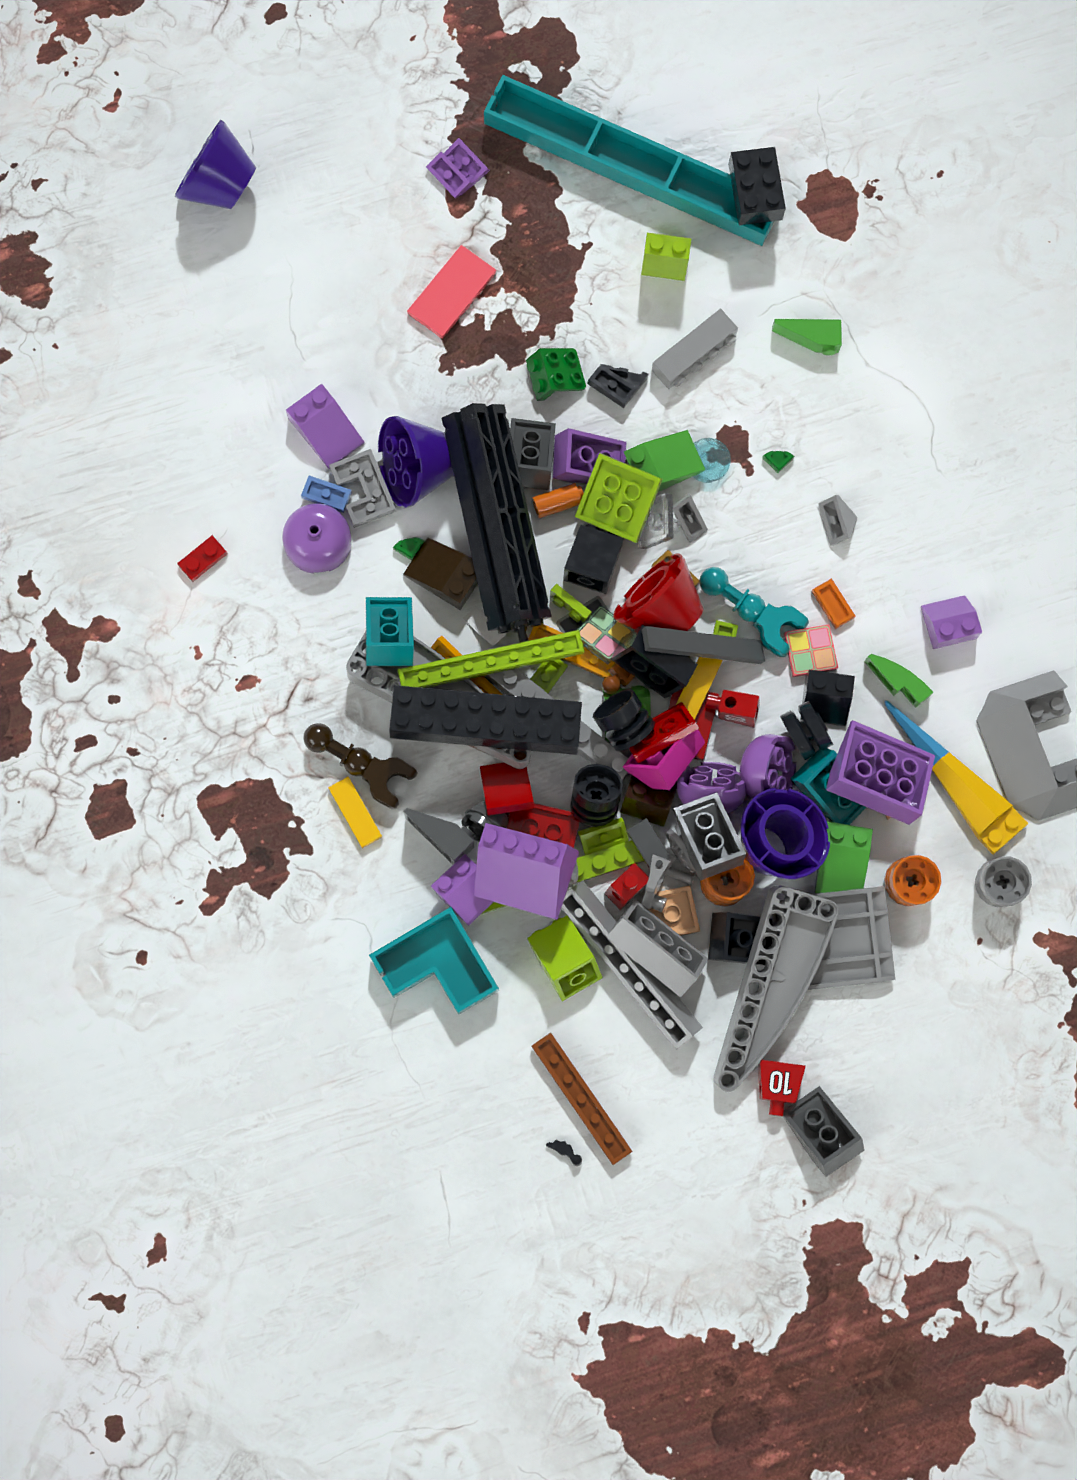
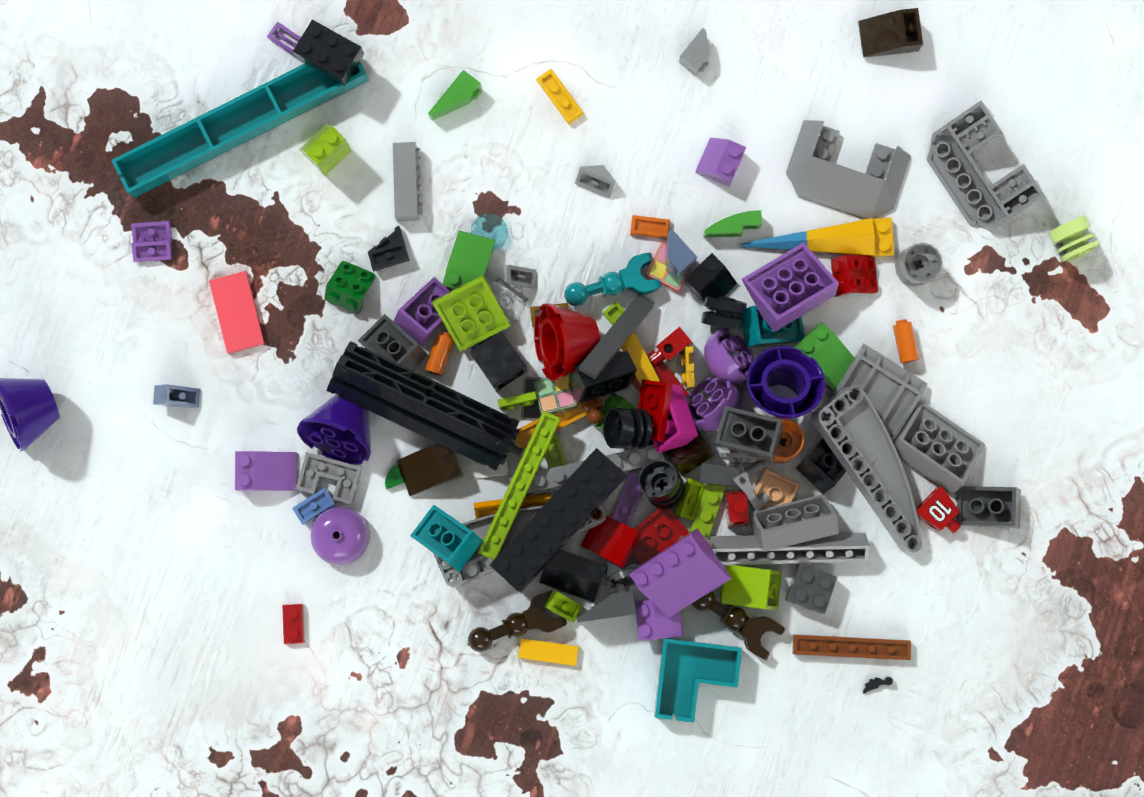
camera: 45 degrees left, 5 degrees up
(332, 296) = (176, 396): none -> sand blue slope
(409, 790) = (563, 606): none -> lime plate
(446, 779) = (573, 575): none -> black slope
(522, 967) = (738, 621): none -> dark brown piece
(555, 779) = (628, 500): none -> medium lavender tile
(607, 1015) = (811, 588): none -> dark grey brick
(731, 734) = (687, 361): none -> yellow wing
(739, 128) = (274, 31): none -> medium lavender tile
(778, 459) = (524, 186): green tile -> none
(825, 646) = (678, 256): none -> sand blue slope
(841, 1036) = (938, 447): none -> light grey slope
(889, 428) = (560, 96): none -> yellow tile
(919, 928) = (905, 341): none -> orange brick
(925, 879) = (884, 320): orange wheel -> none
(944, 830) = (855, 274): none -> red bracket
(1032, 521) = (696, 54): none -> light grey slope

